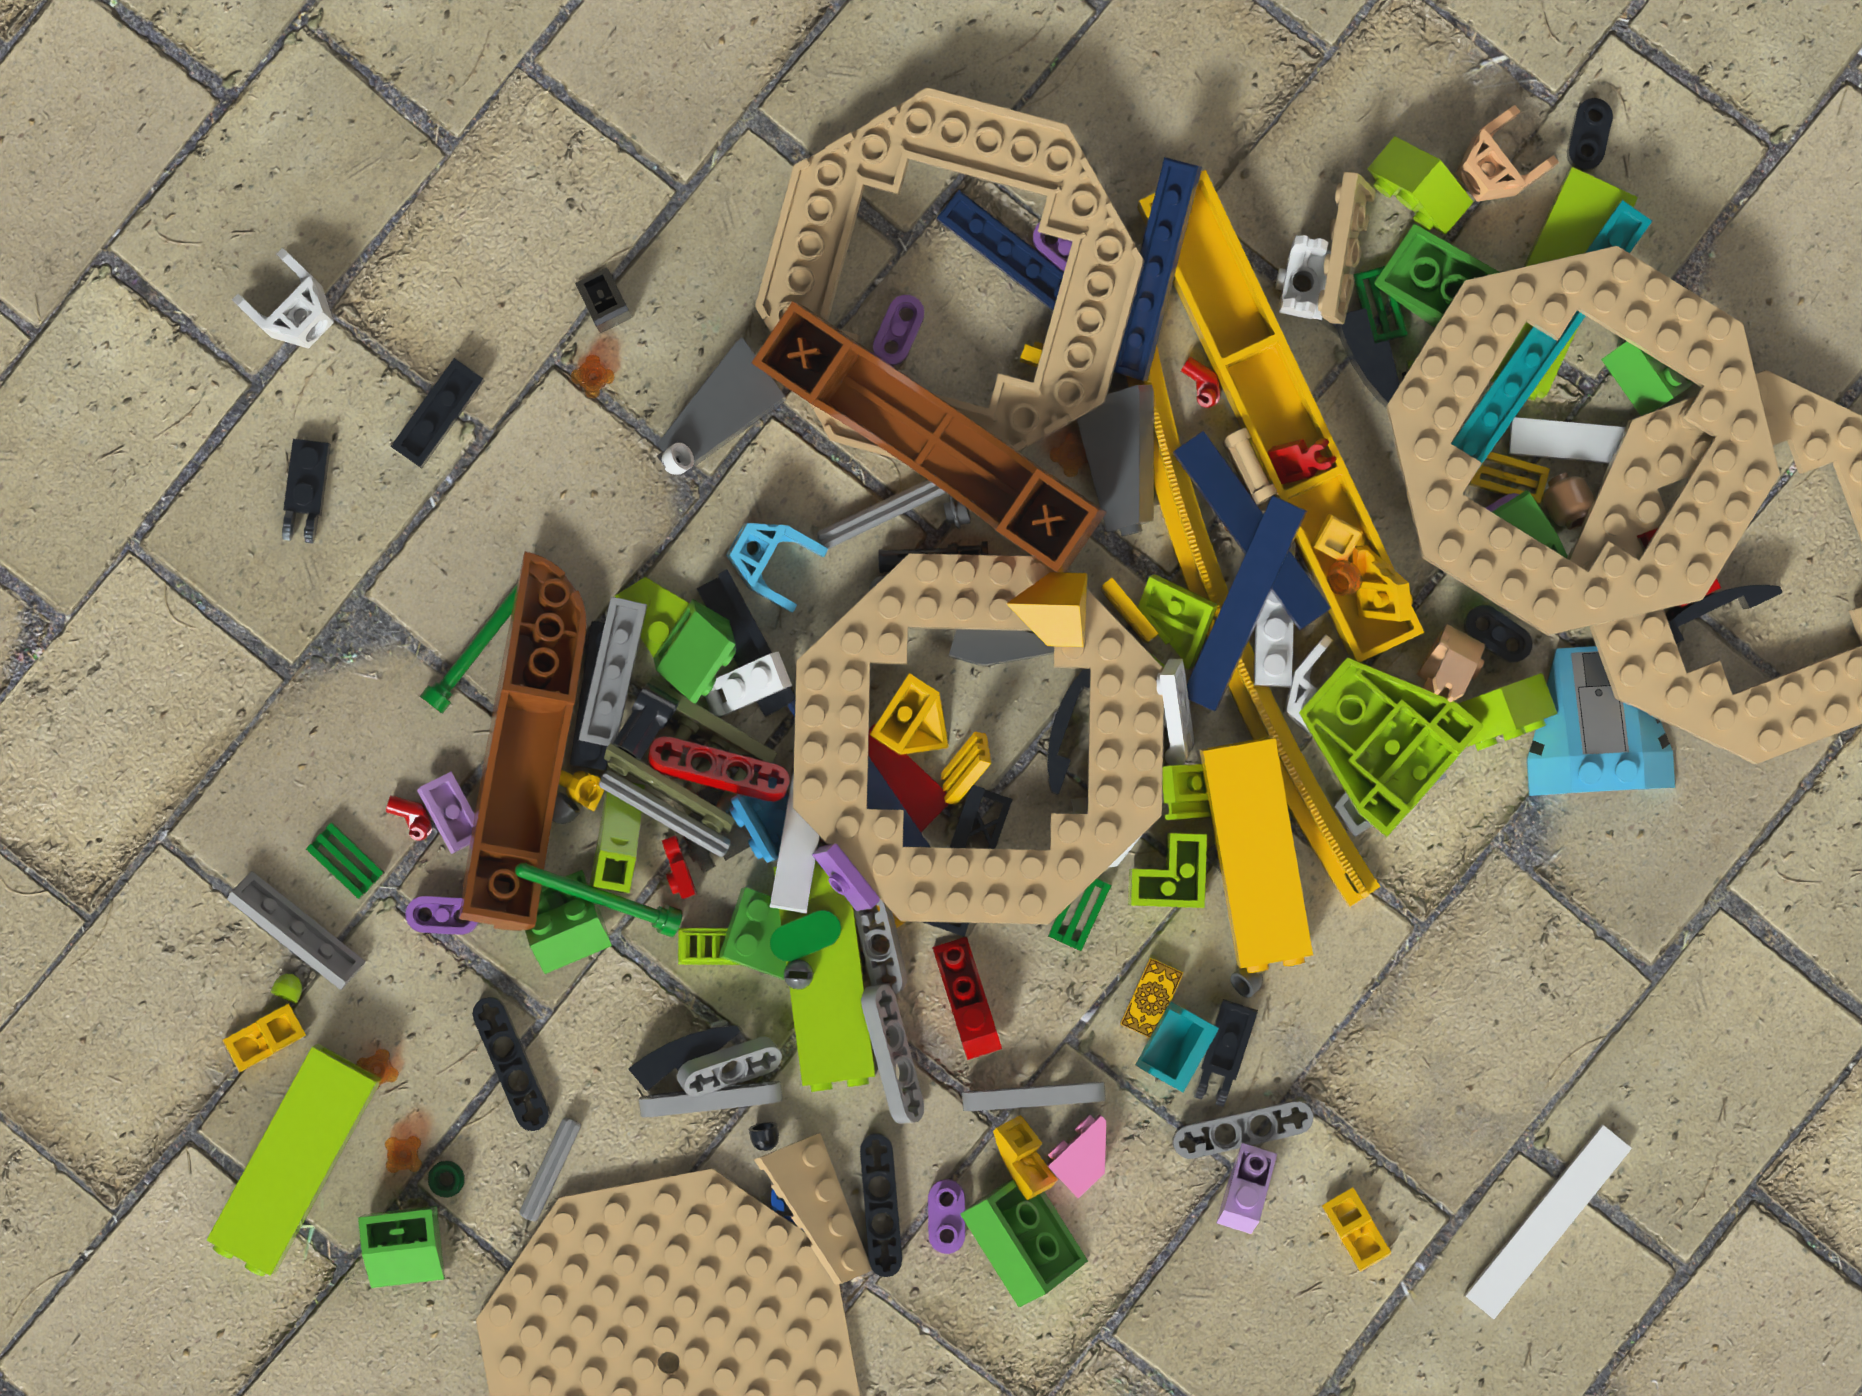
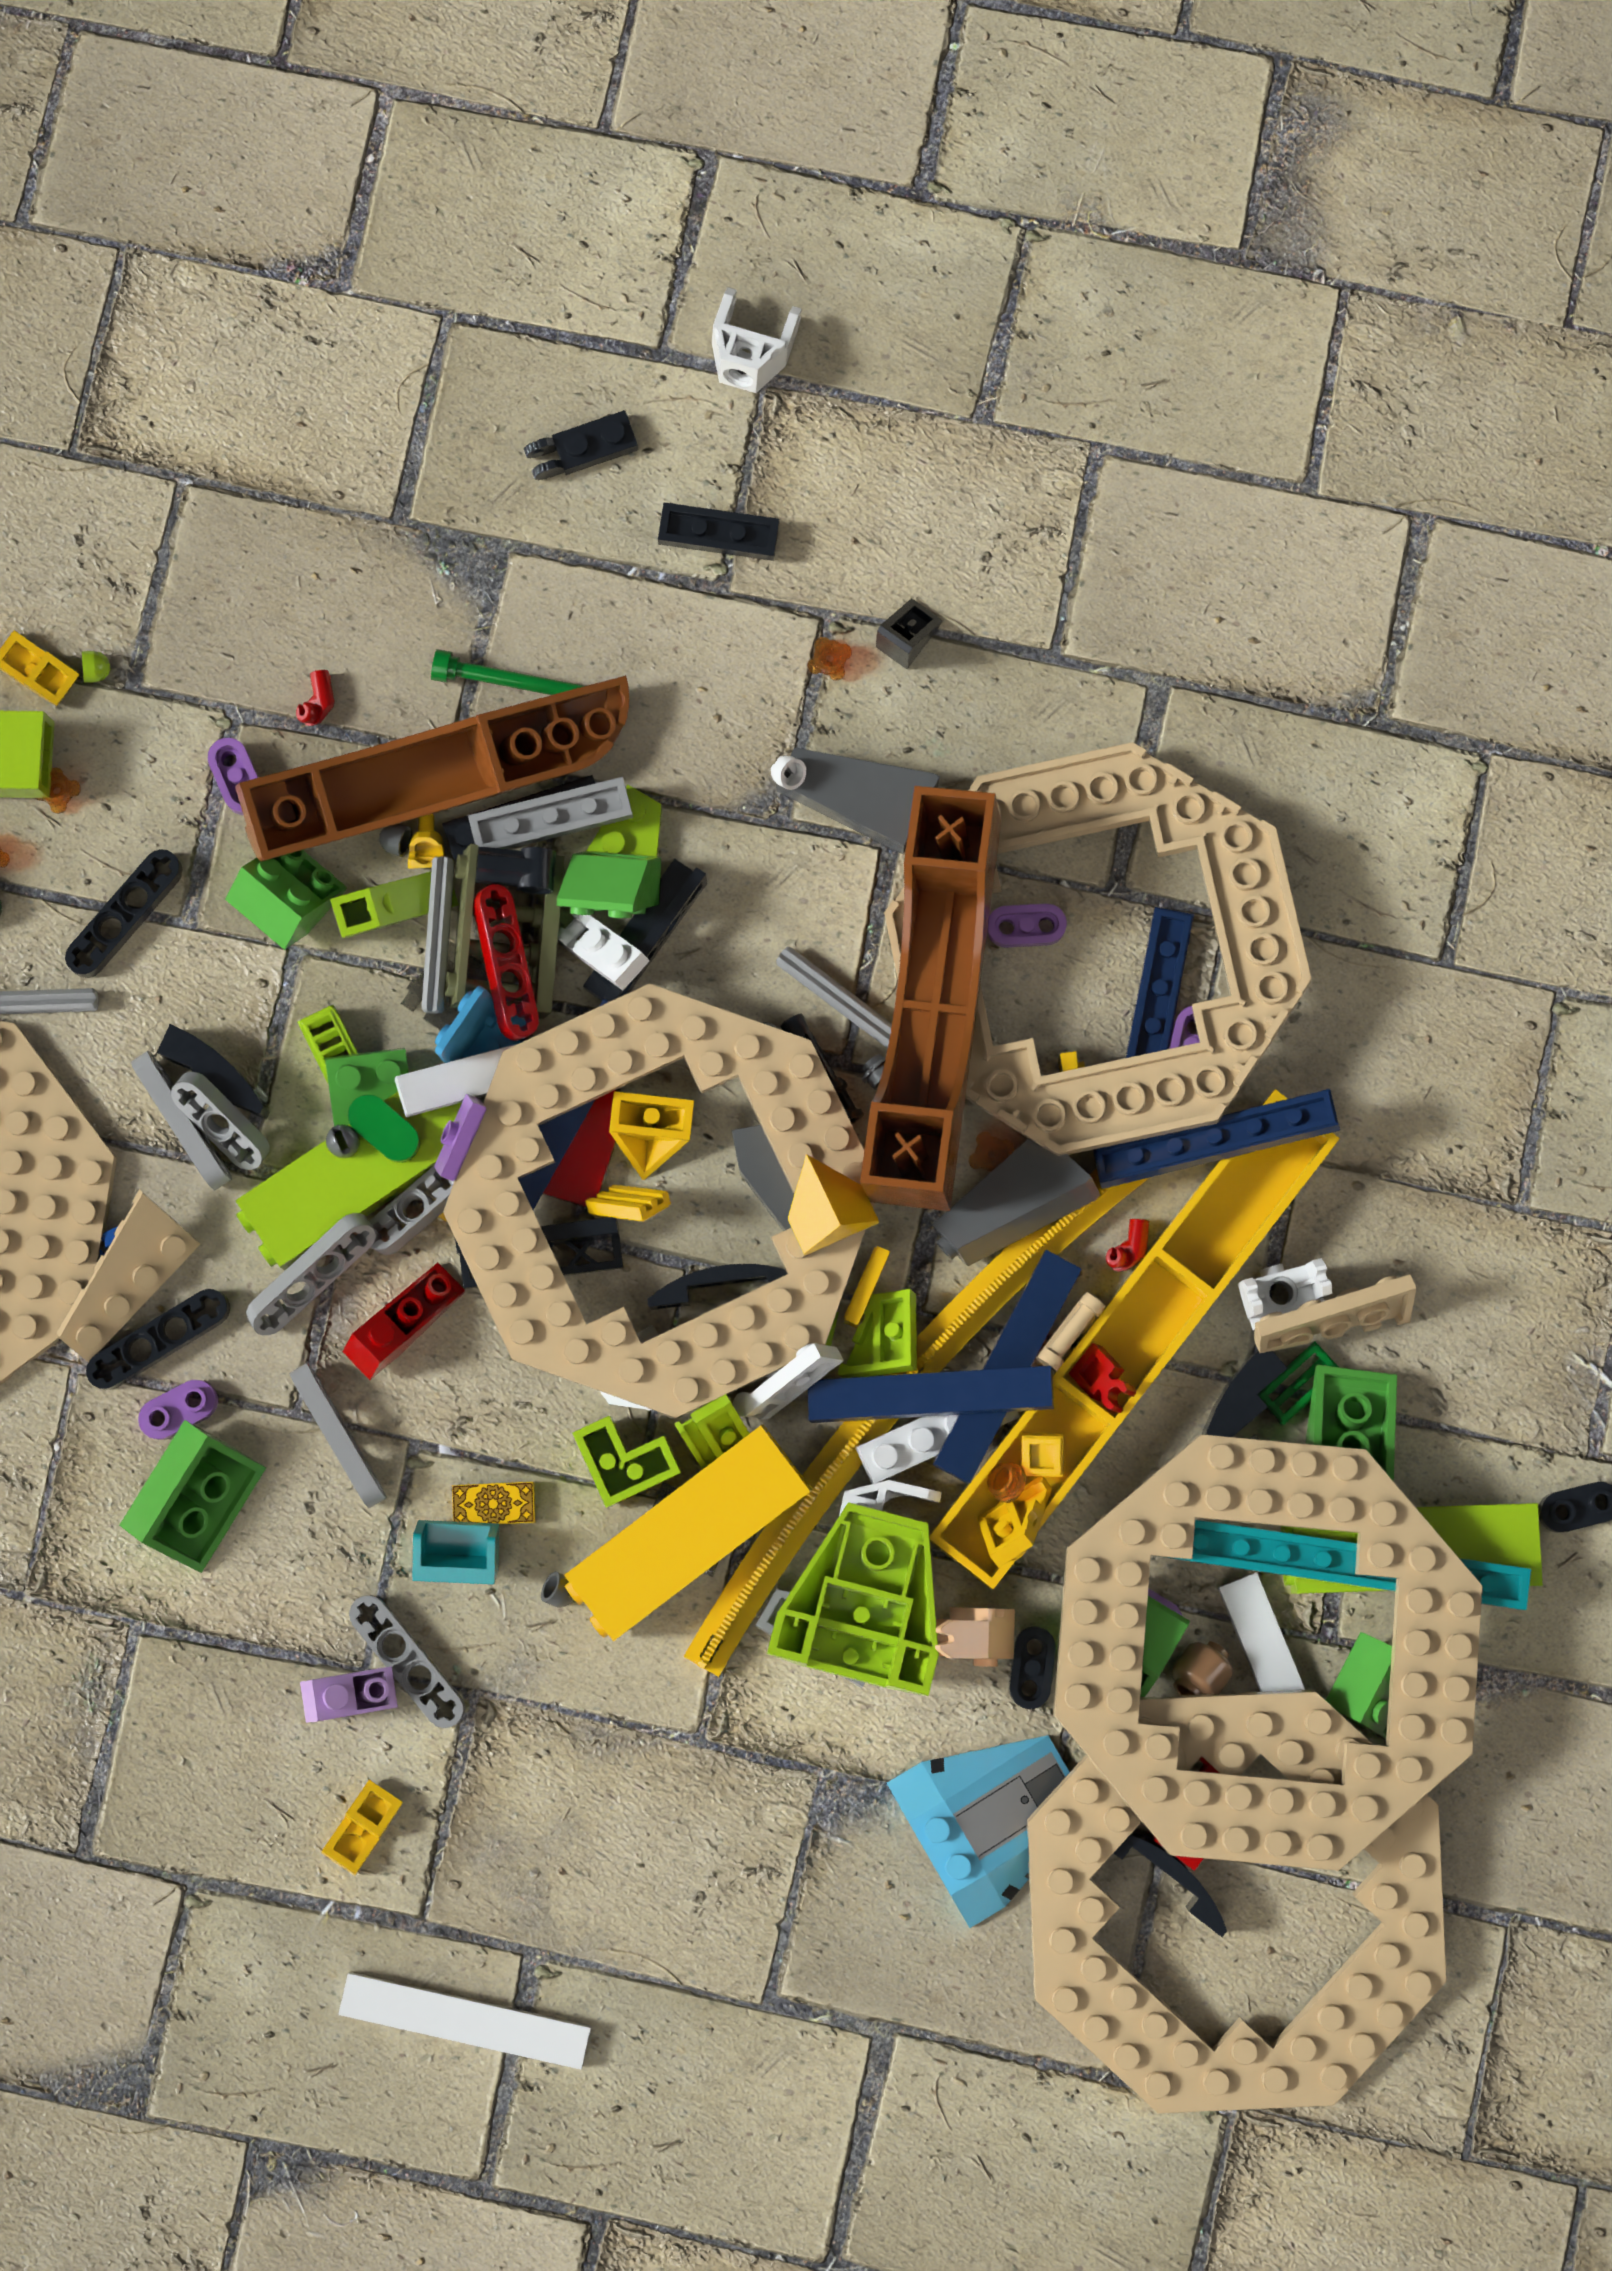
camera: 60 degrees right, 5 degrees down
(296, 930) = (152, 646): light grey plate -> none
(322, 839) = (229, 656): green tile -> none
(449, 811) = (340, 730): lavender plate -> none
(664, 919) = (335, 986): green piece -> none
(680, 877) = (384, 983): red plate -> none
(764, 1135) = (171, 1191): black hinge -> none
(766, 539) = (721, 897): medium azure piece -> none
(1018, 1150) = (275, 1448): yellow slope -> none
(1066, 939) = (511, 1389): green tile -> none
(1083, 1158) = (300, 1516): bright pink slope -> none
(1227, 1048) = (481, 1603): black hinge -> none
(1420, 185) = (1439, 1361): lime brick -> none
(1487, 169) = (1488, 1422): light nougat piece -> none
(1511, 710) = (961, 1716): lime brick -> none
(1515, 463) = (1201, 1634): yellow tile -> none

